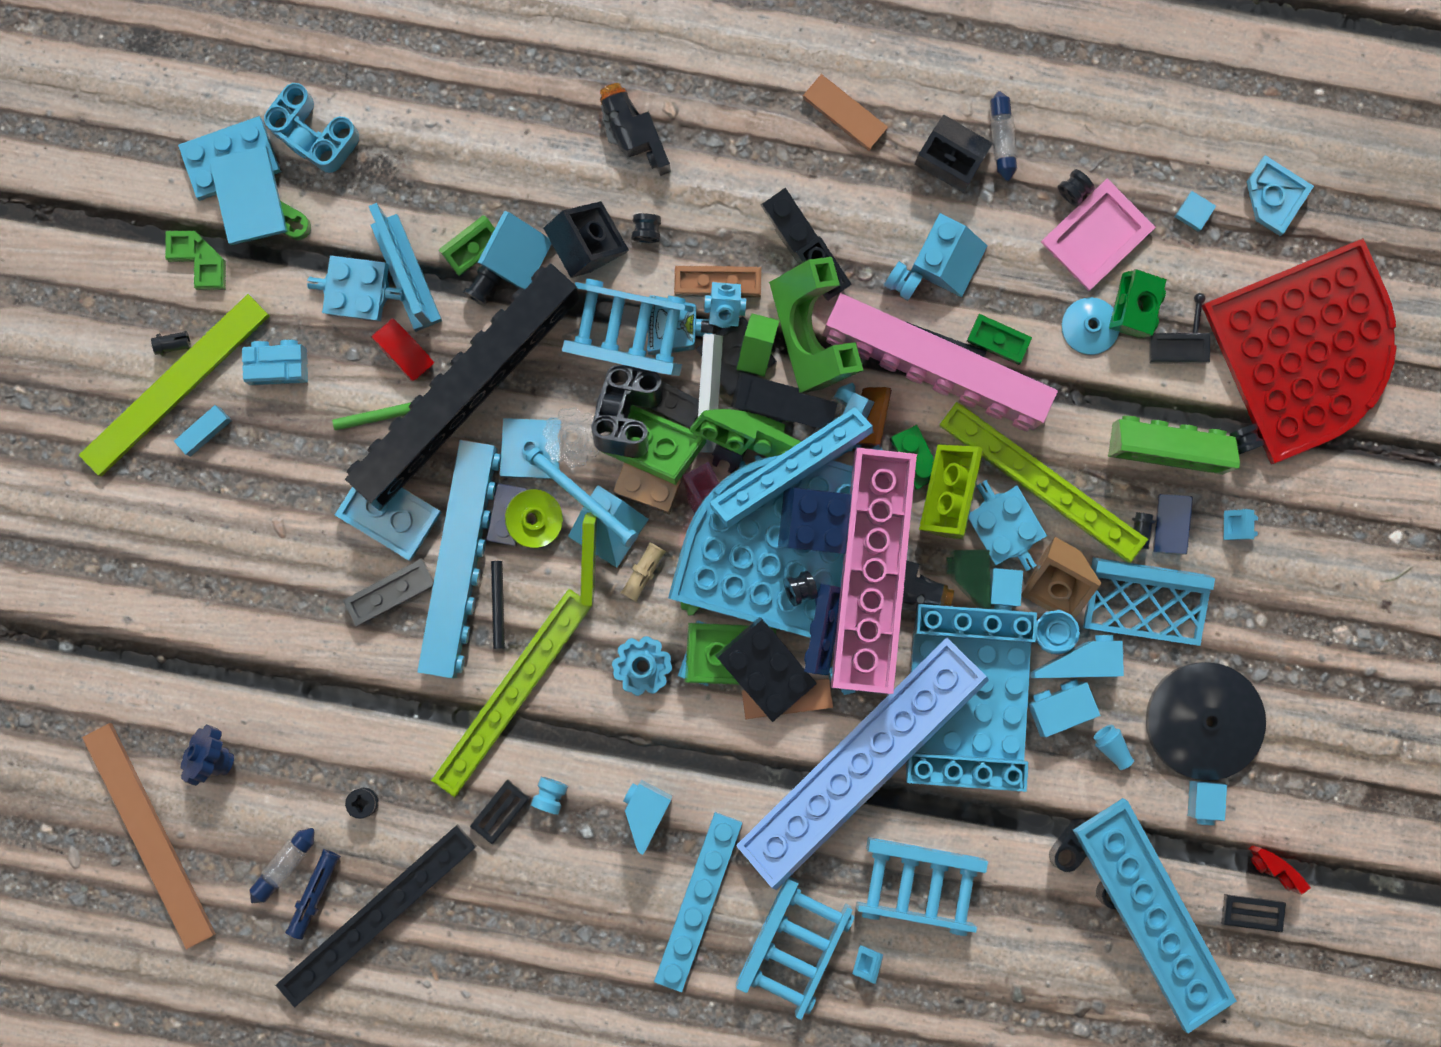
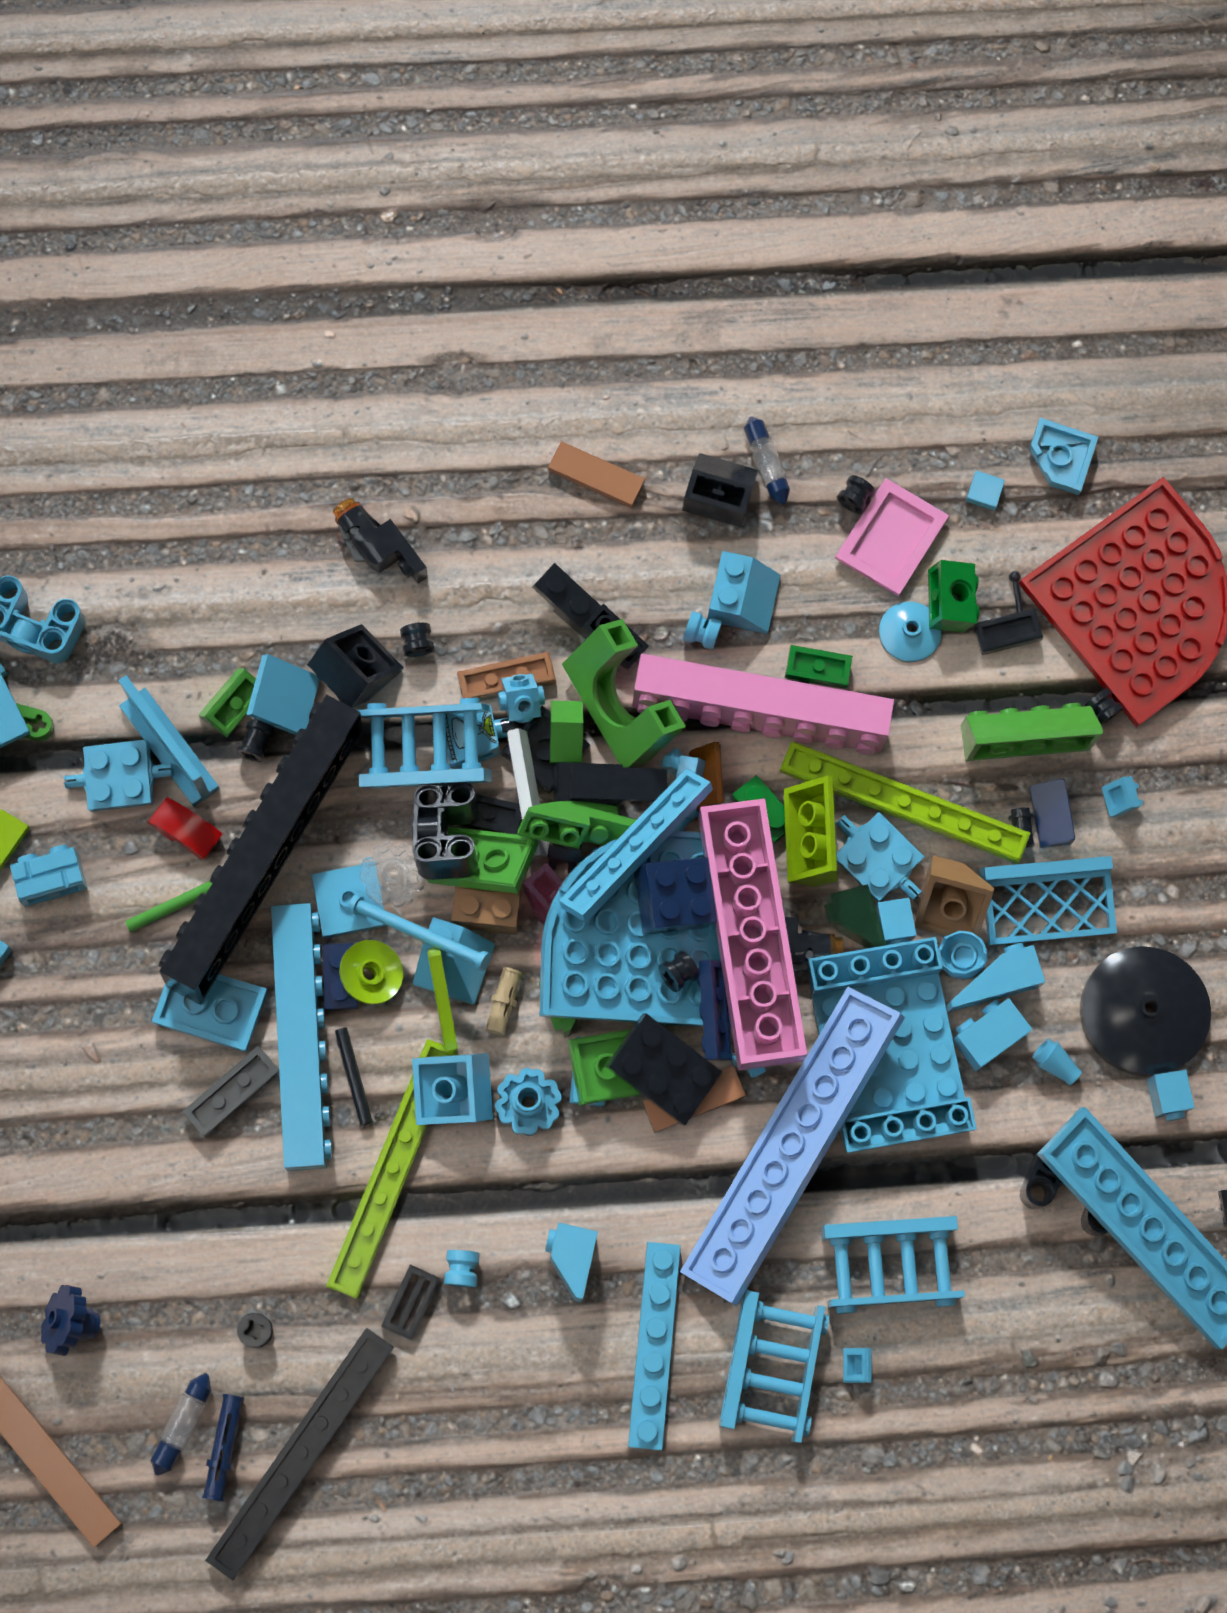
camera: 20 degrees left, 10 degrees down
(579, 639) = (452, 1089): none -> medium azure slope

